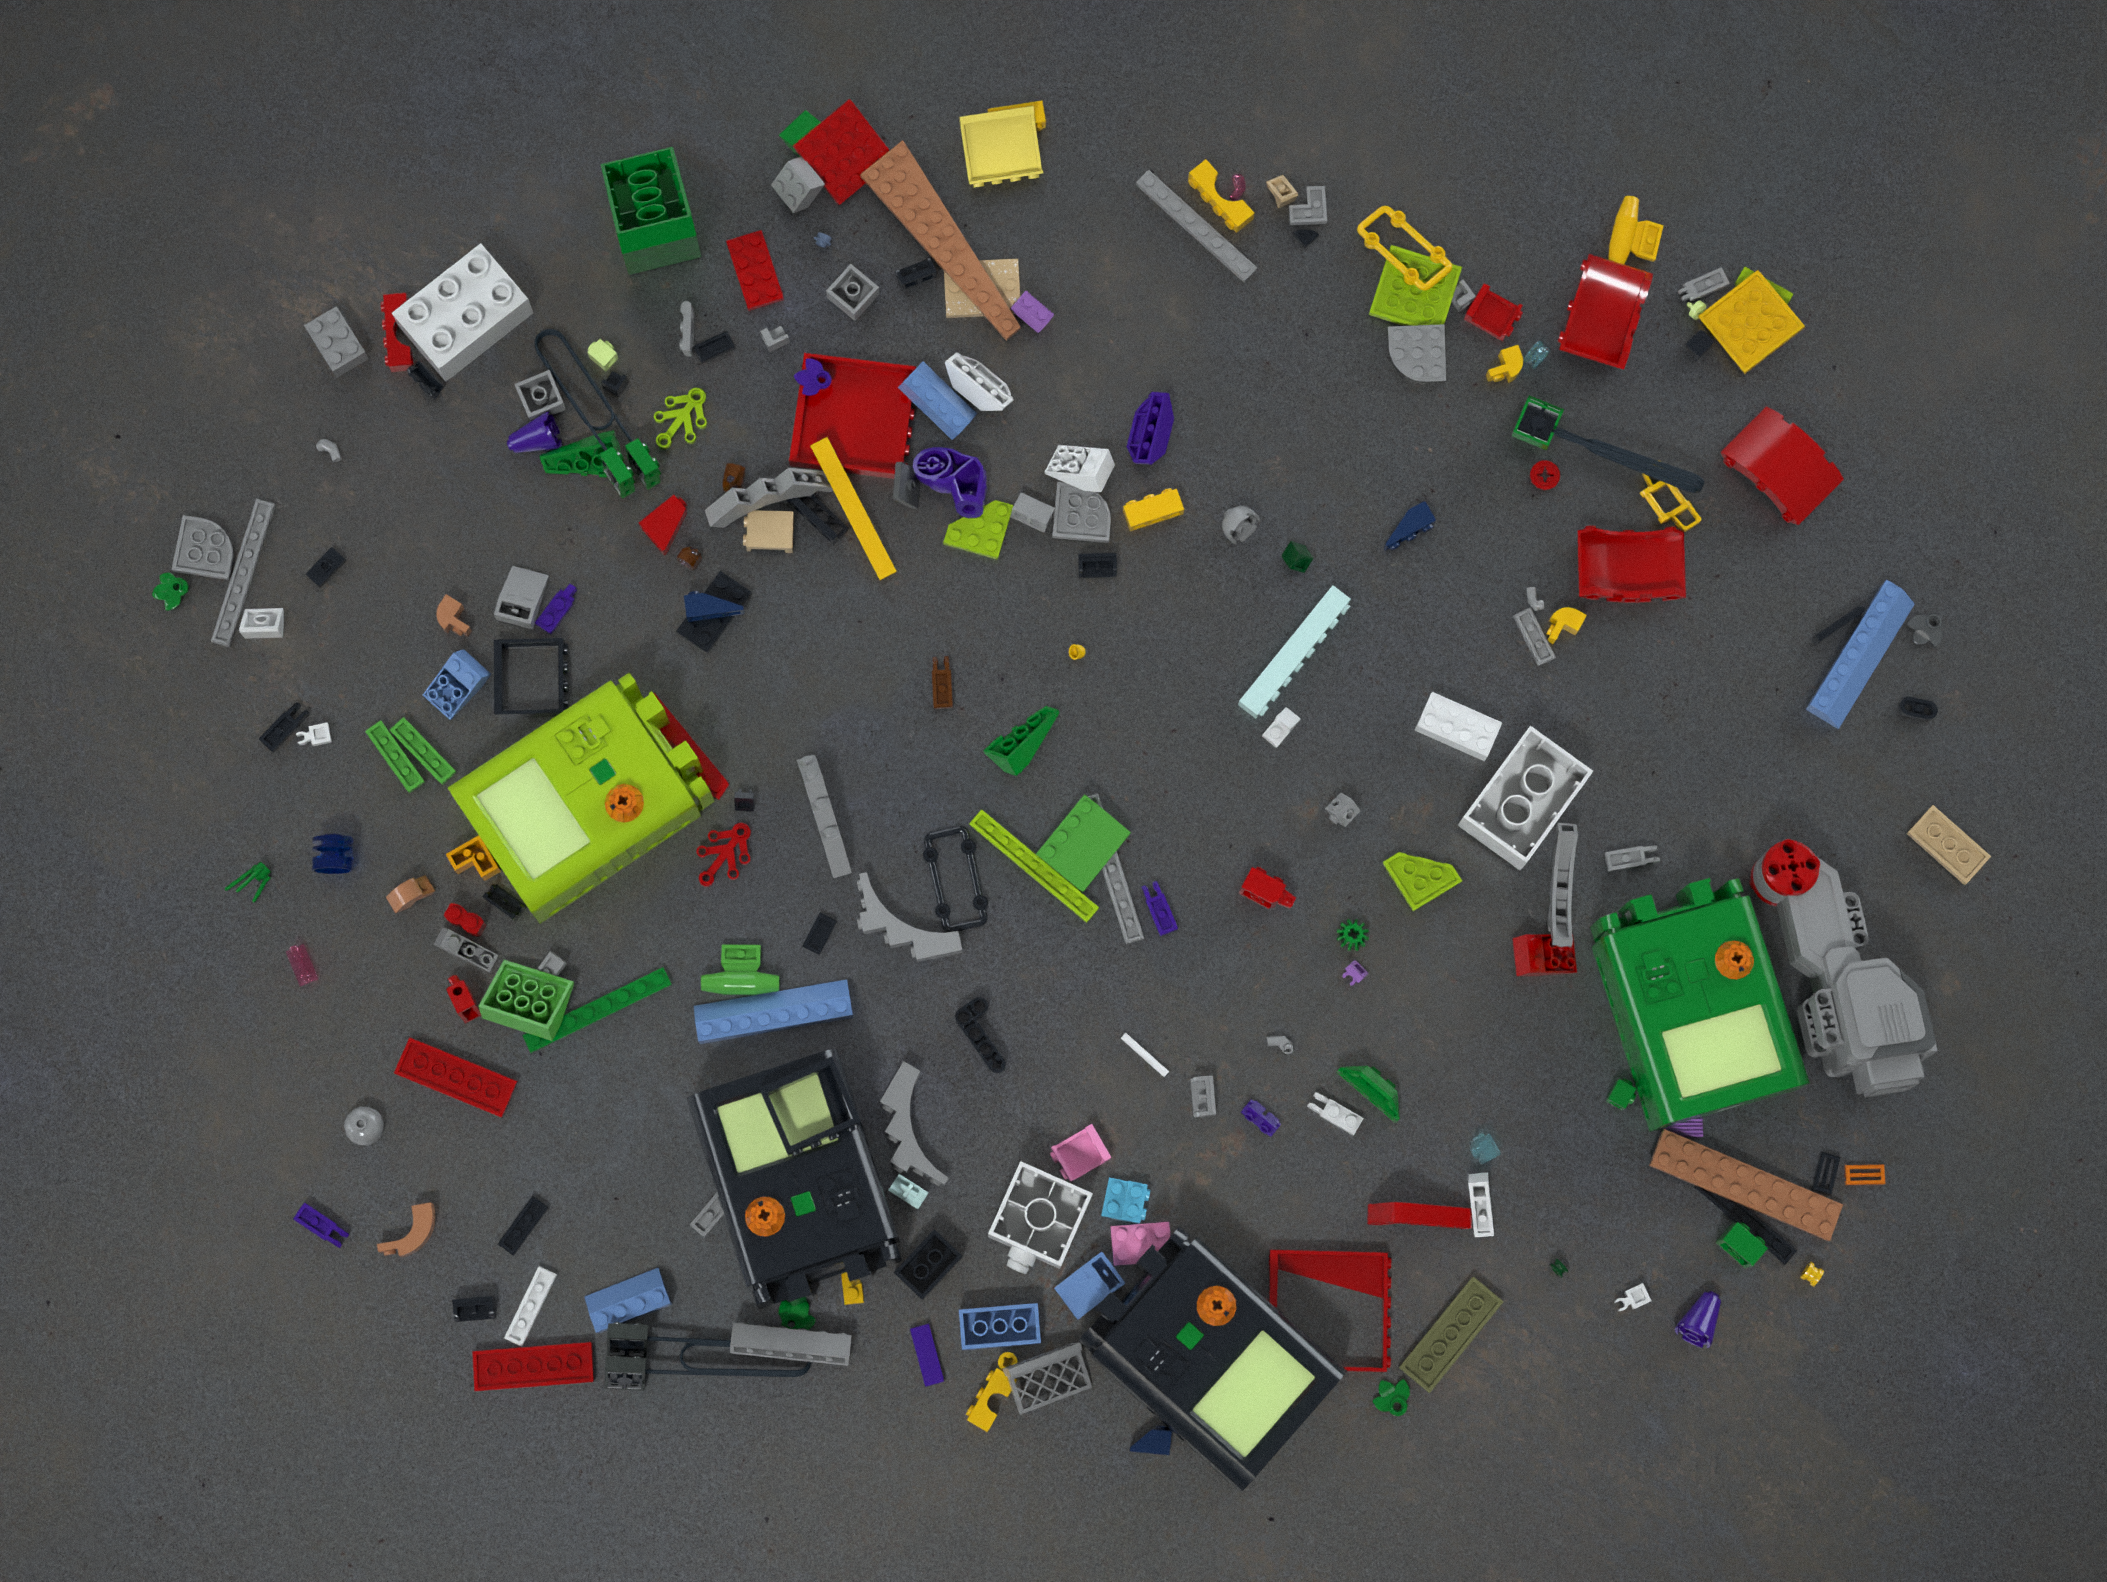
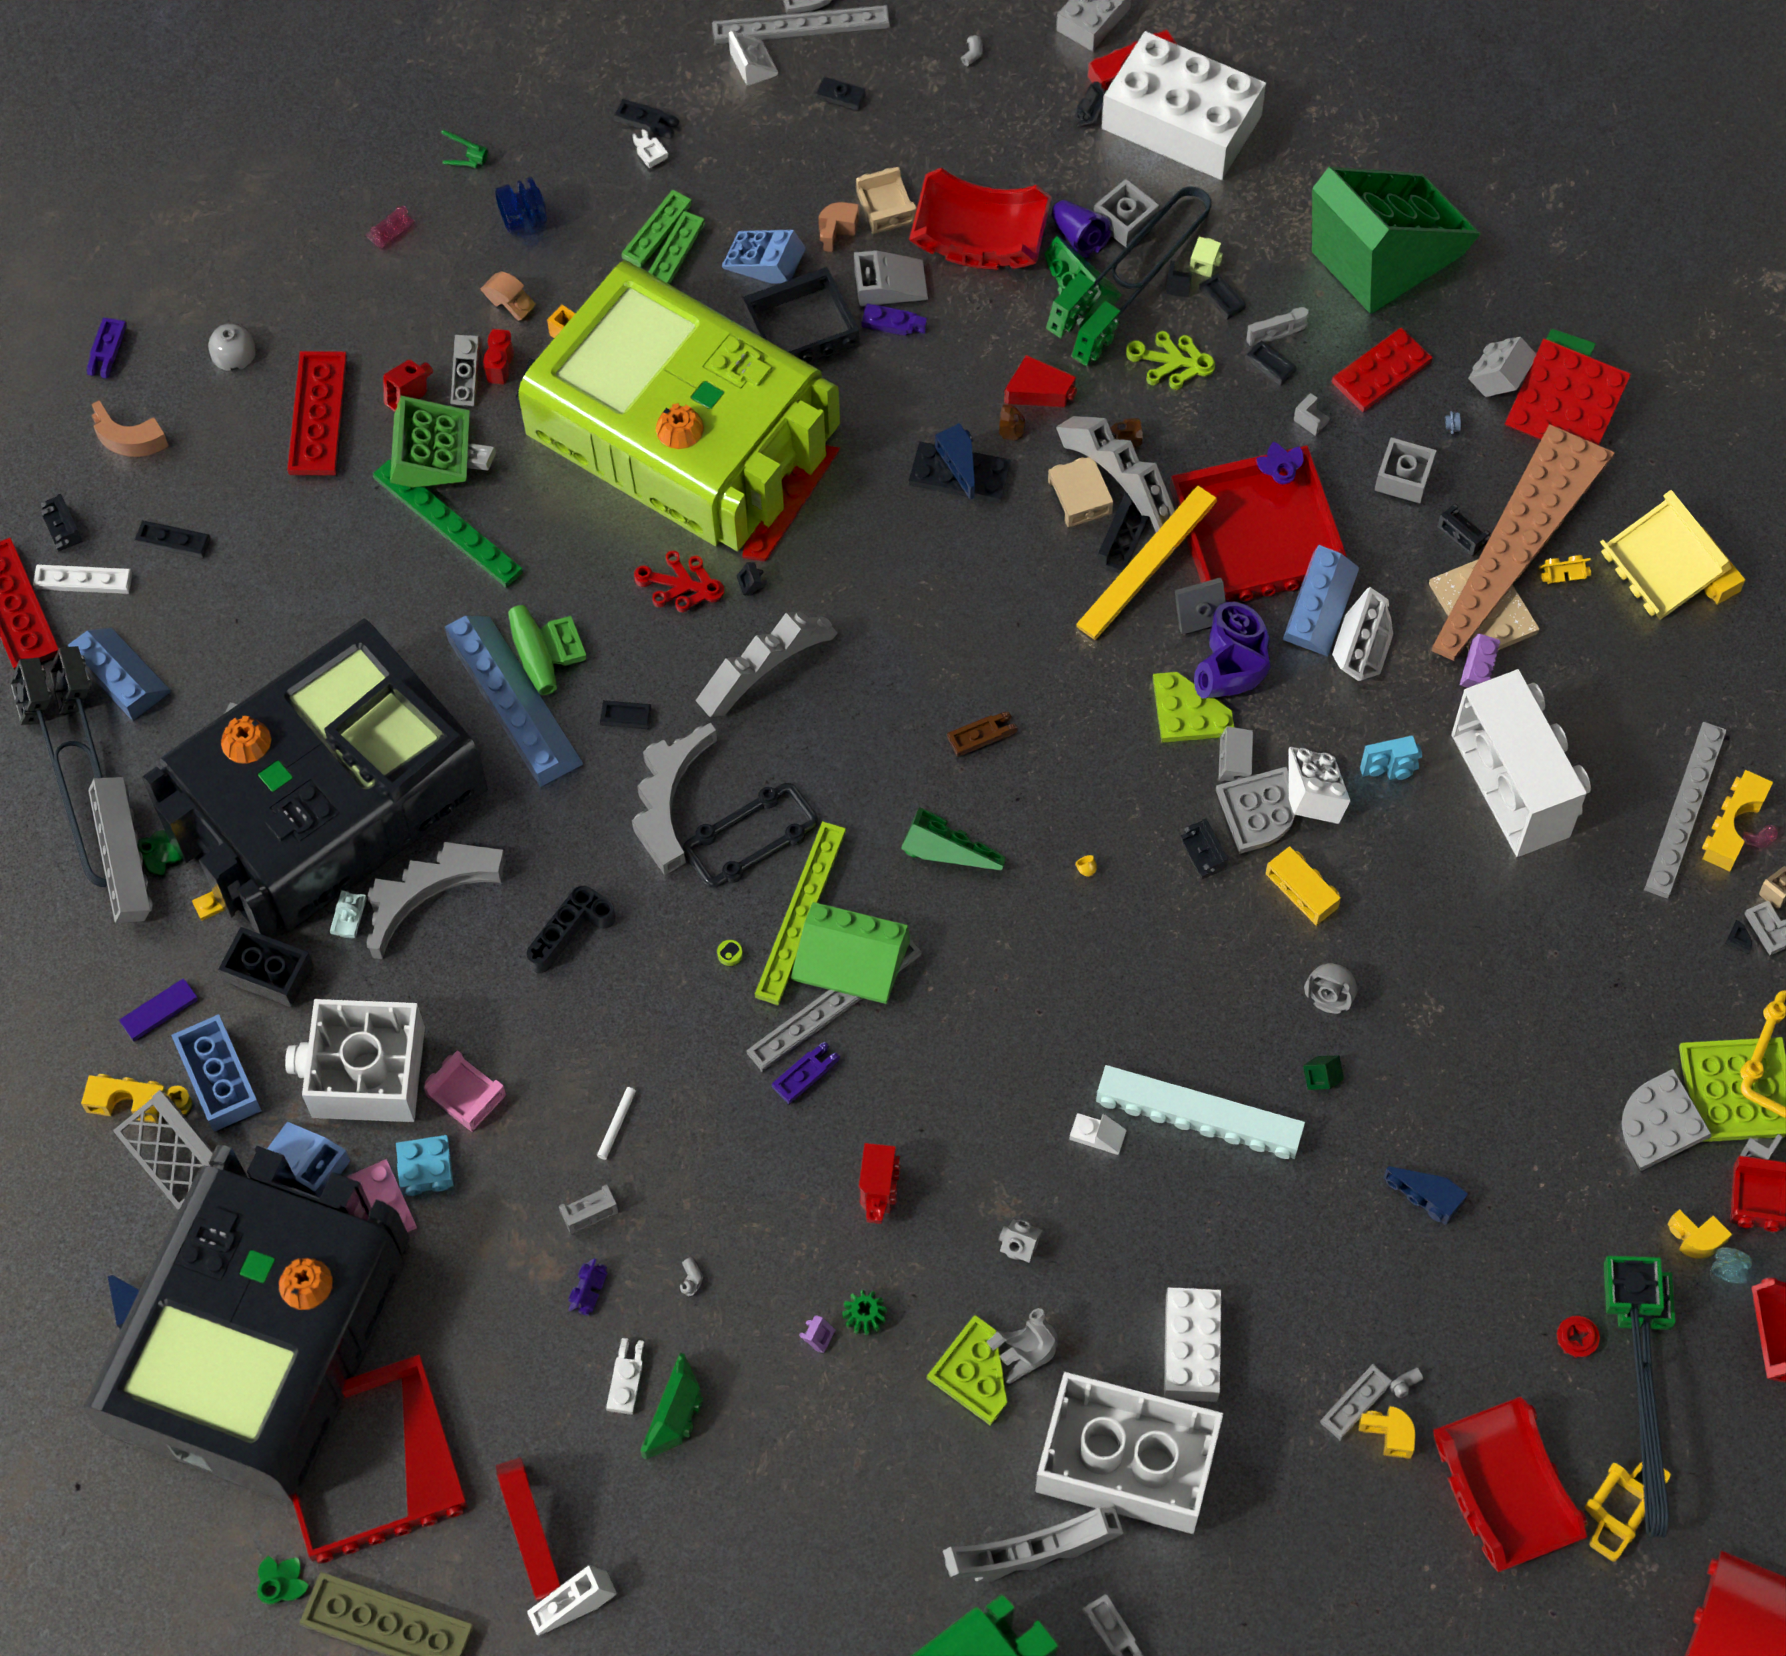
camera: 75 degrees right, 15 degrees down
(445, 572) = (885, 200): none -> tan panel
(501, 507) = (979, 223): none -> red panel
(640, 357) = (1222, 296): none -> black tile
(974, 225) = (1555, 569): none -> yellow hinge
(1044, 928) = (729, 952): none -> lime tile
(1086, 402) = (1395, 757): none -> medium azure plate
(1130, 320) = (1520, 762): none -> white brick
(1151, 429) = (1402, 847): dark purple wedge -> none
(1419, 828) = (1032, 1345): none -> light grey piece
(1484, 1148) = (647, 1579): clear light blue brick -> none
(1538, 956) = (925, 1563): red slope -> none

